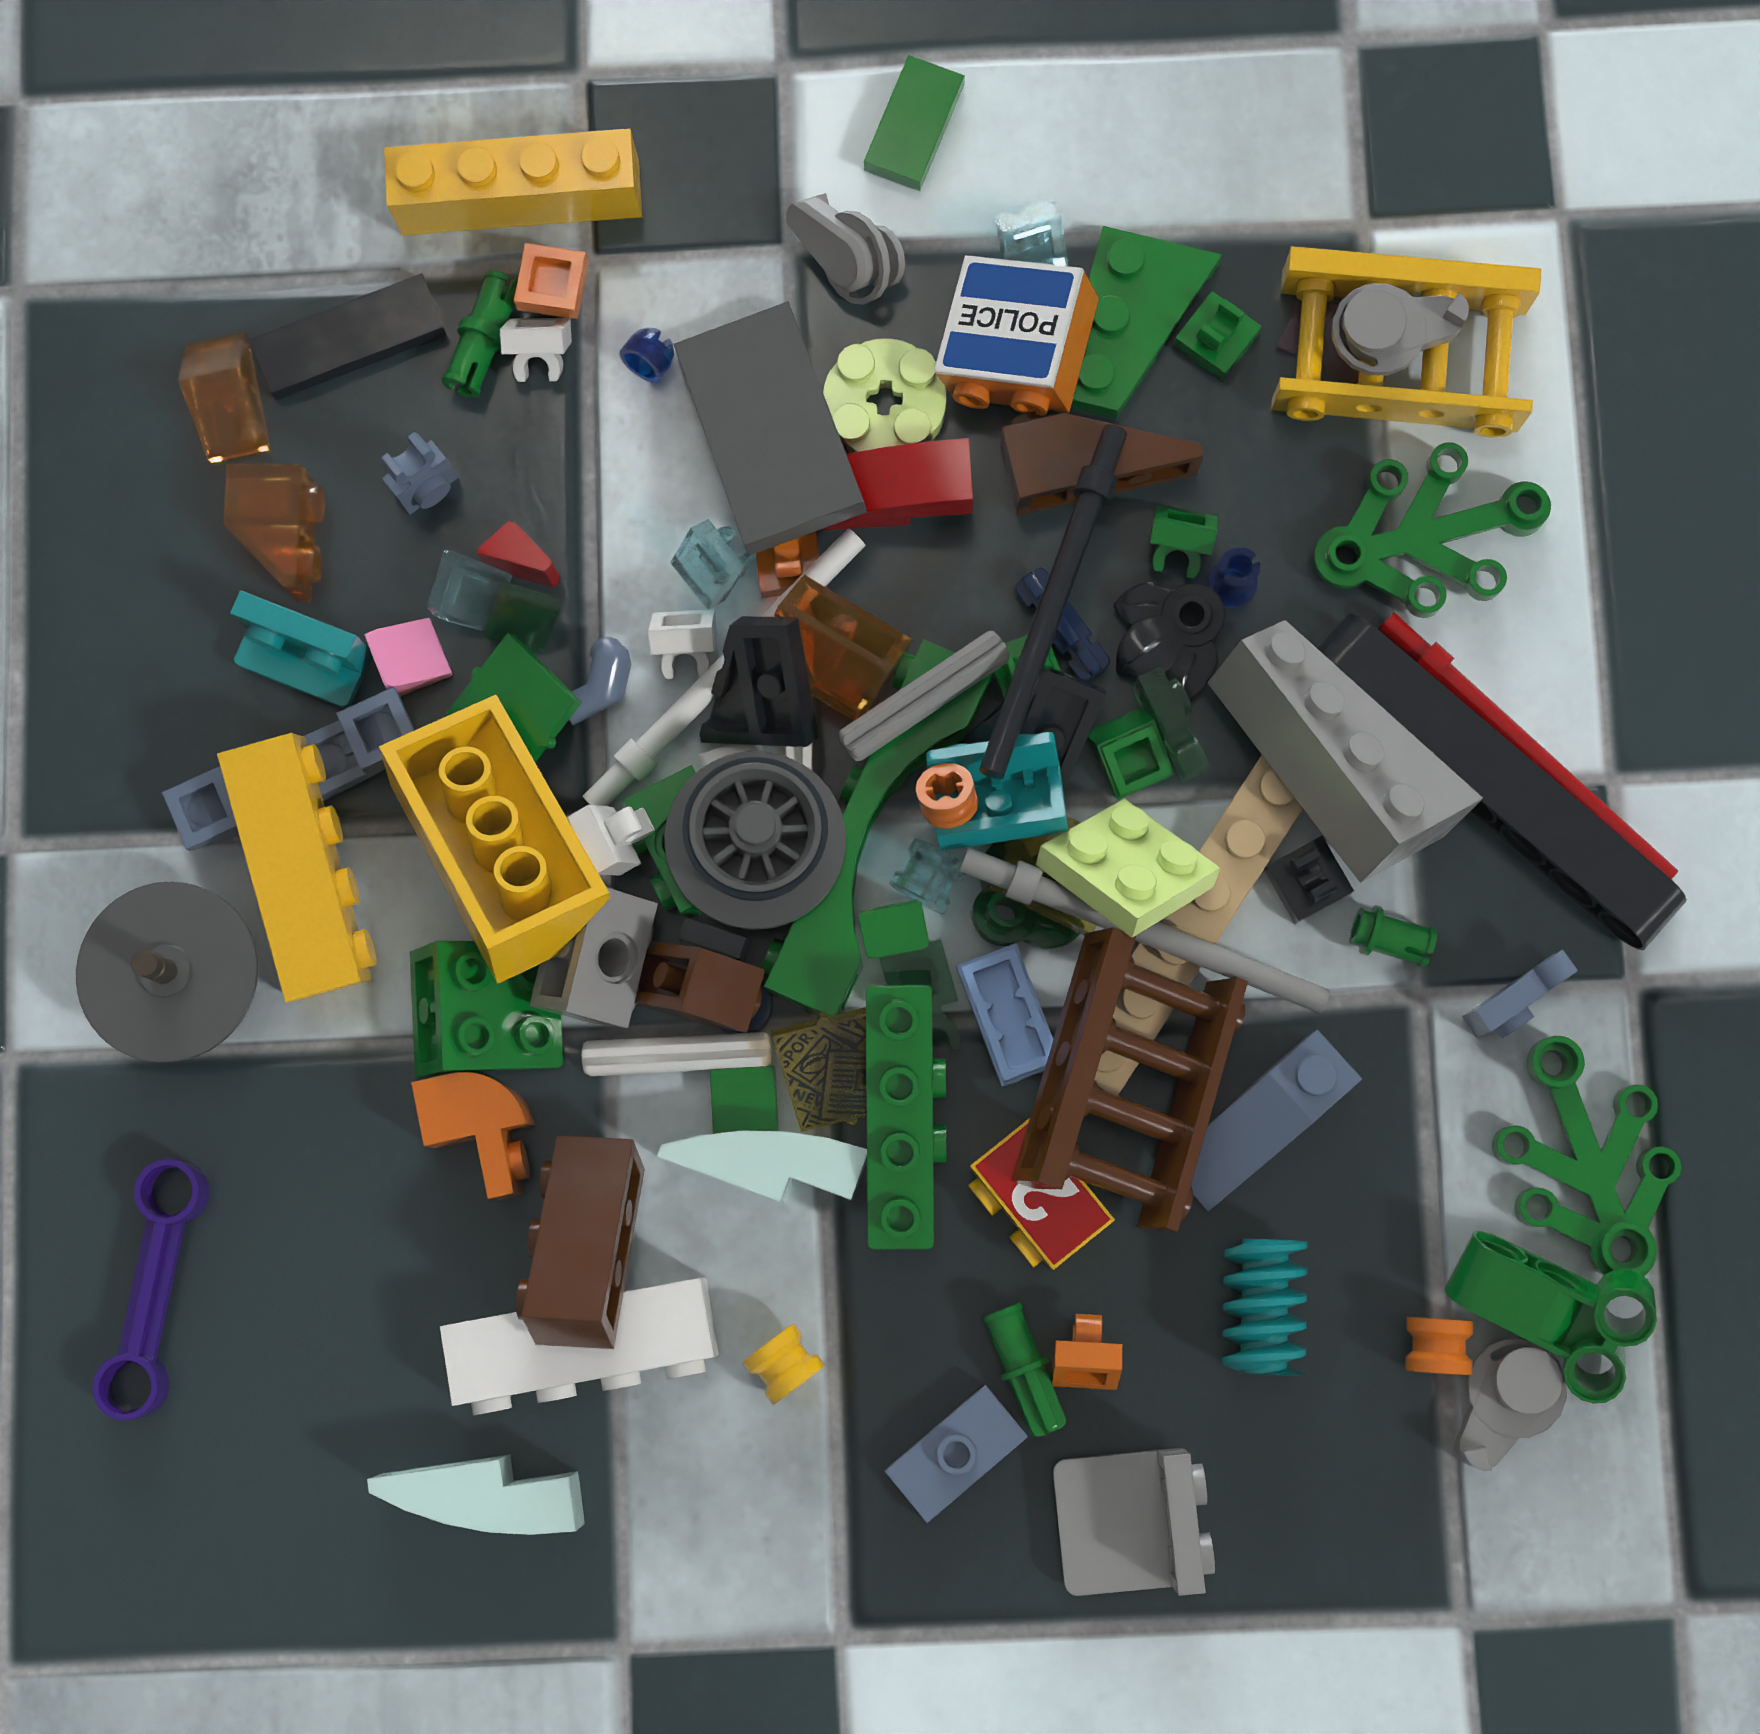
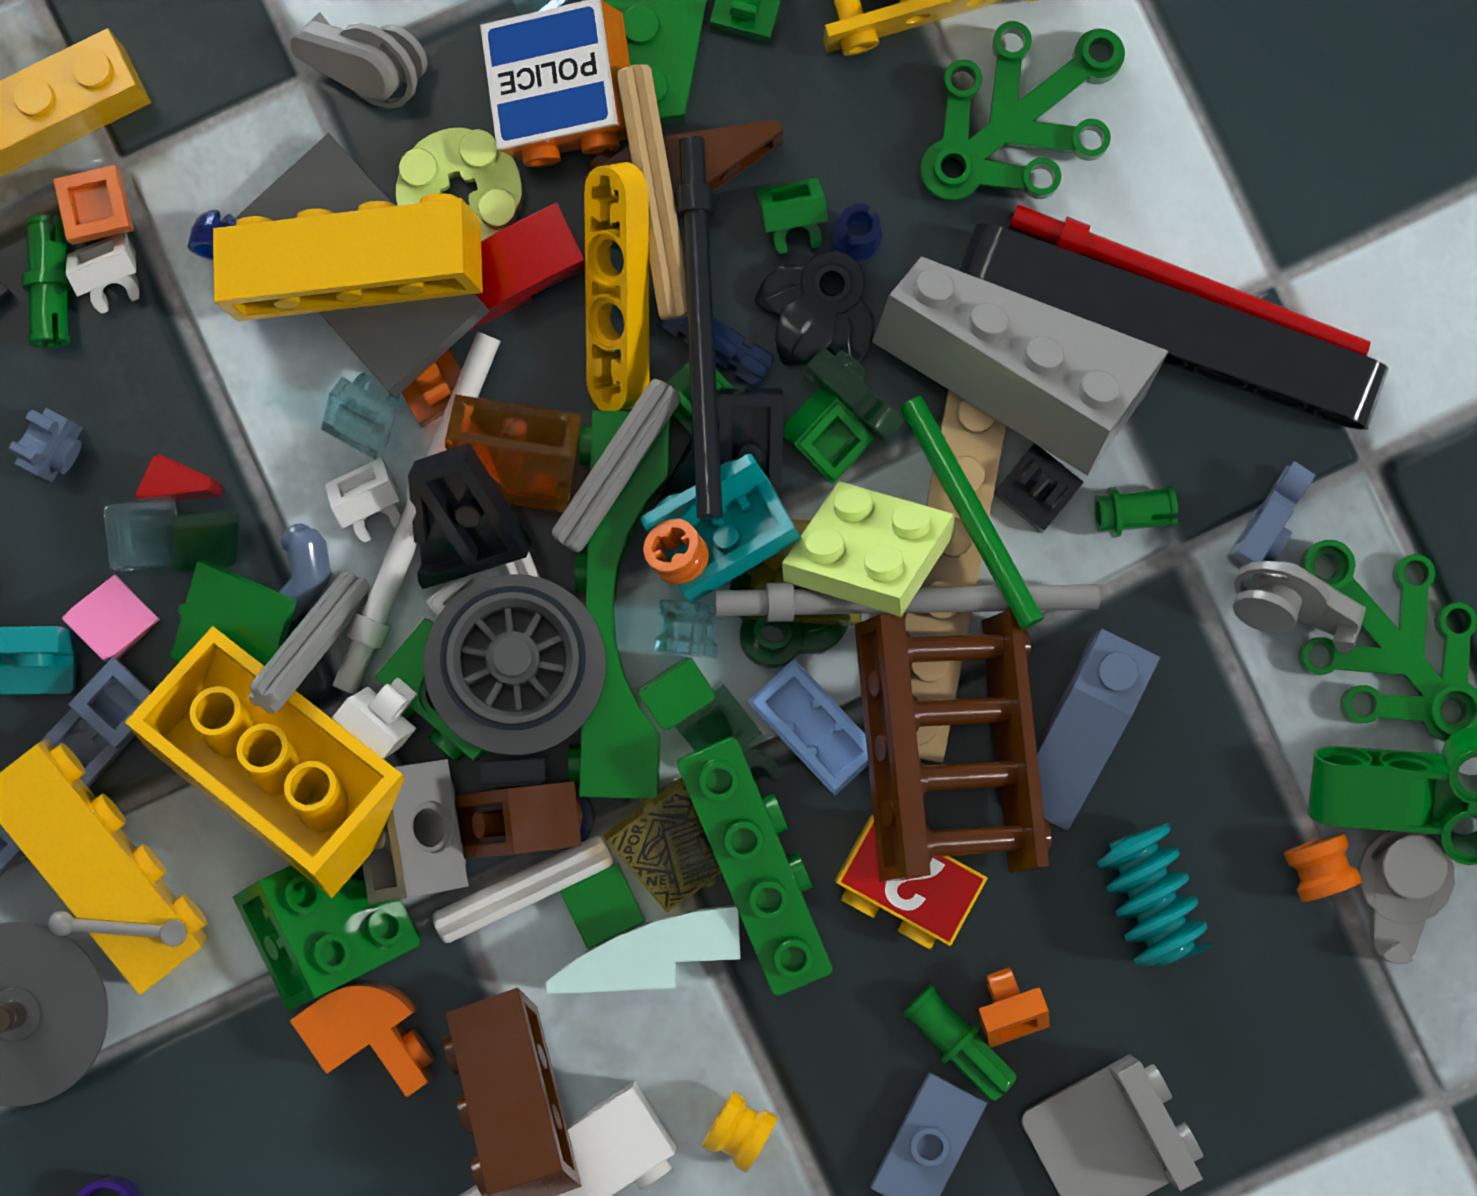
camera: 30 degrees left, 5 degrees up
(338, 956) = (171, 933): none -> light grey hinge
(575, 743) = (308, 642): none -> light grey axle
(758, 412) = (347, 258): none -> yellow brick
(985, 535) = (608, 287): none -> yellow beam
(1062, 461) = (650, 157): none -> tan axle
(1237, 875) = (971, 513): none -> green bar
(1509, 1074) = (1291, 595): none -> light grey piece

